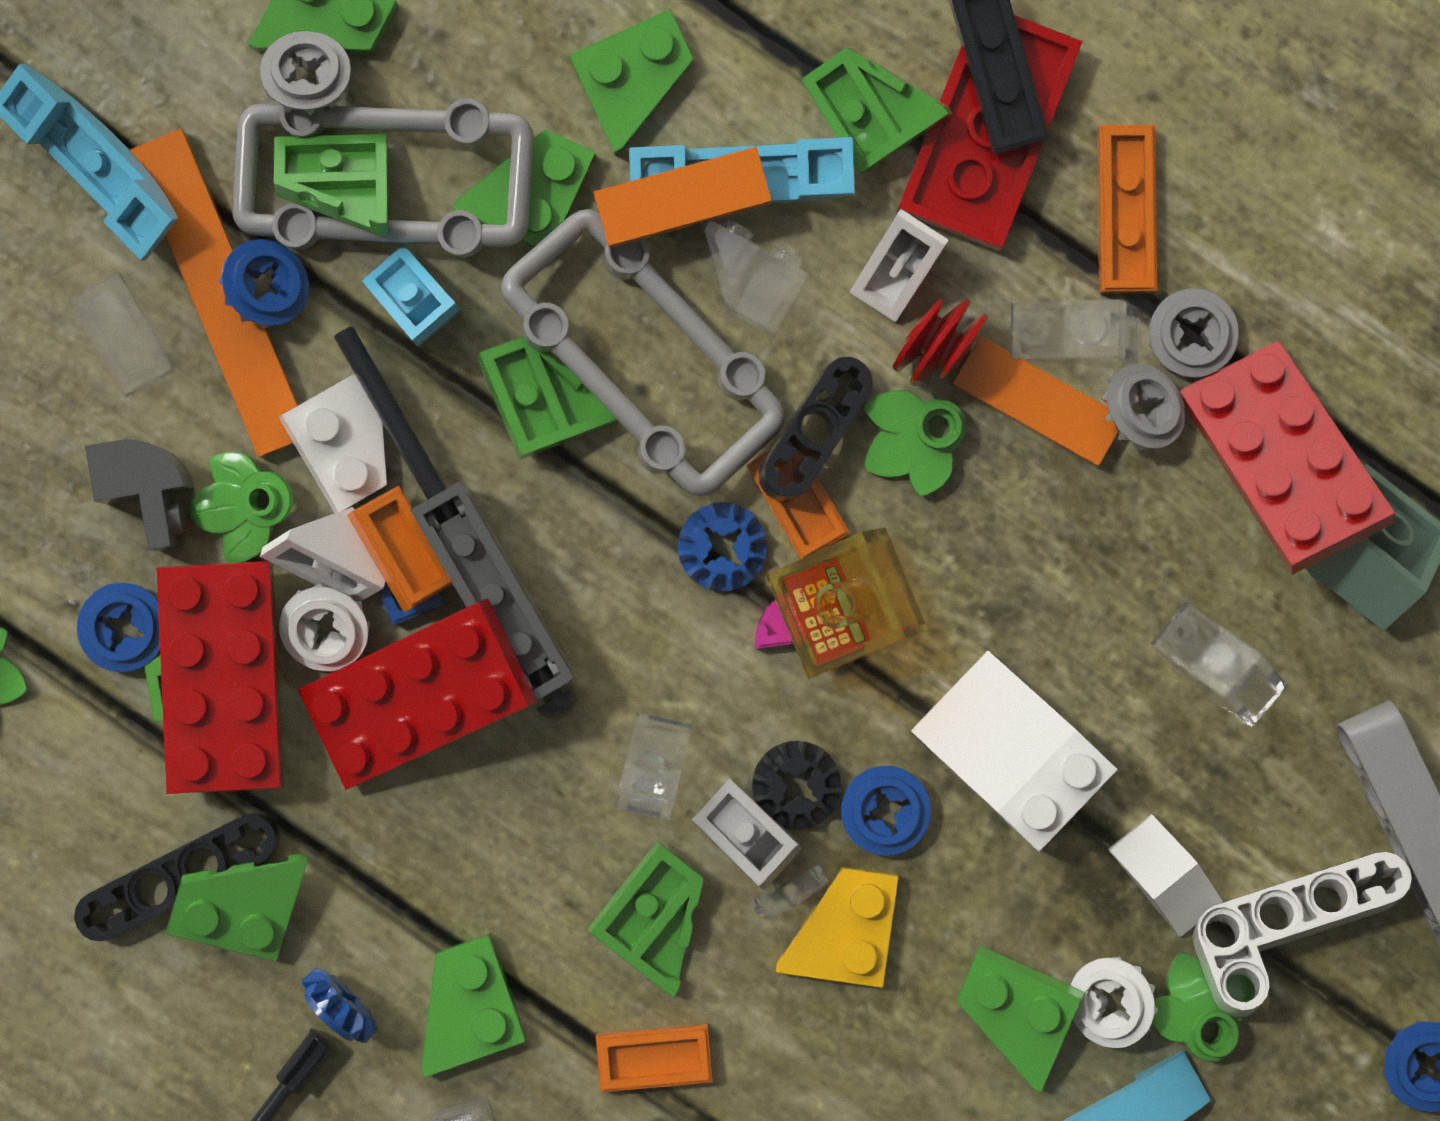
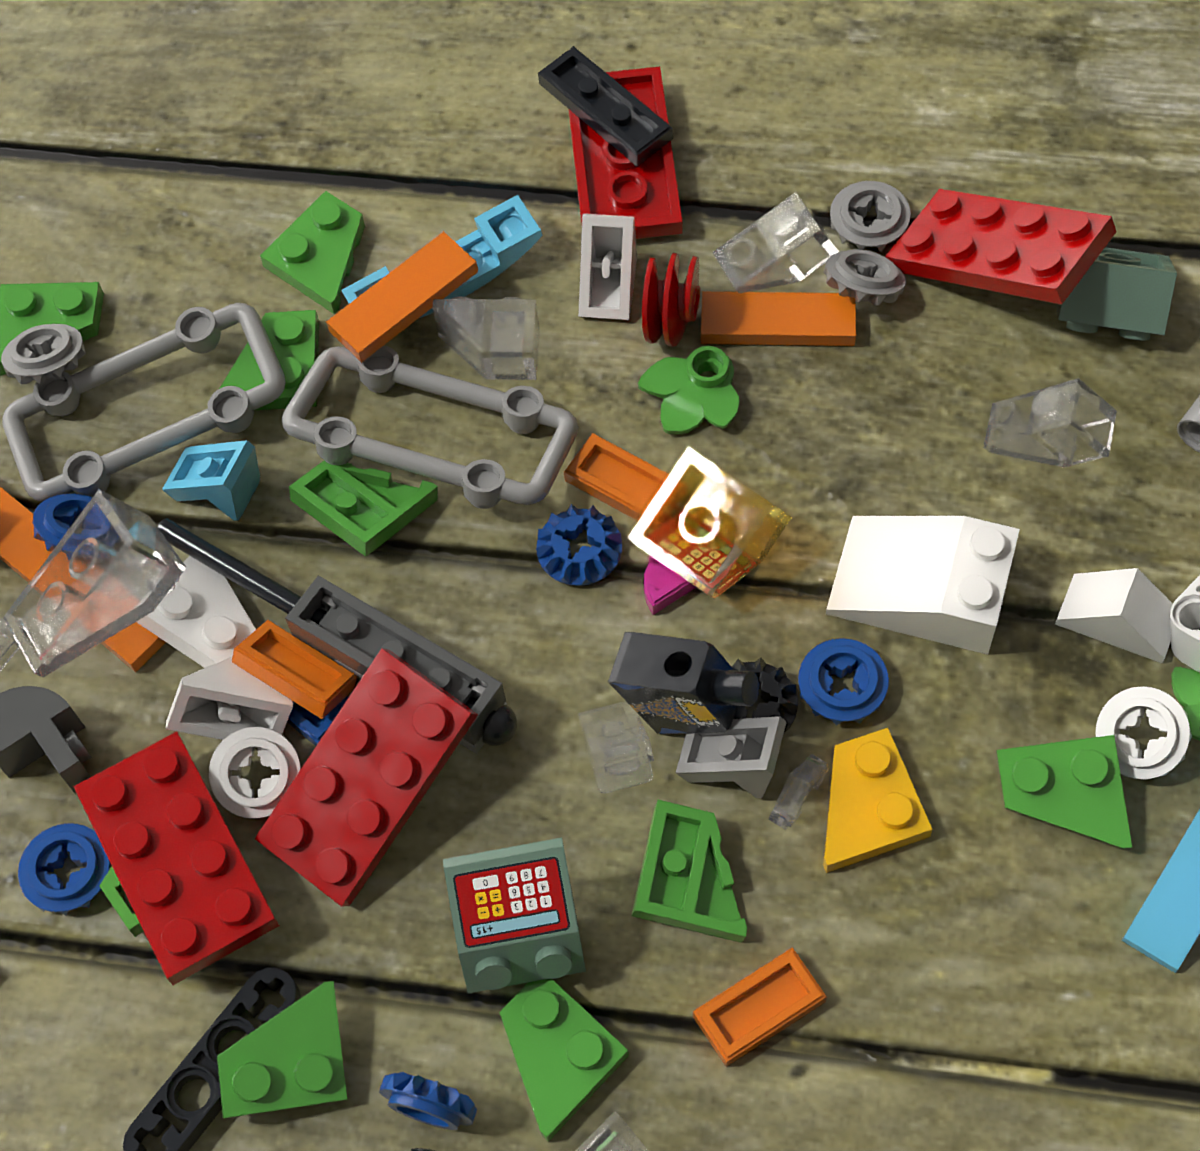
camera: 20 degrees left, 25 degrees down
(234, 508) = (123, 710): bright green plate -> none
(251, 376) = (93, 584): none -> clear slope
(336, 177) = (104, 419): bright green wing -> none
(482, 895) = (514, 915): none -> slope
(732, 762) = (680, 683): none -> black torso
(849, 405) = (613, 431): black beam -> none
(871, 106) = (527, 170): bright green wing -> none
(1127, 209) = (761, 156): orange tile -> none

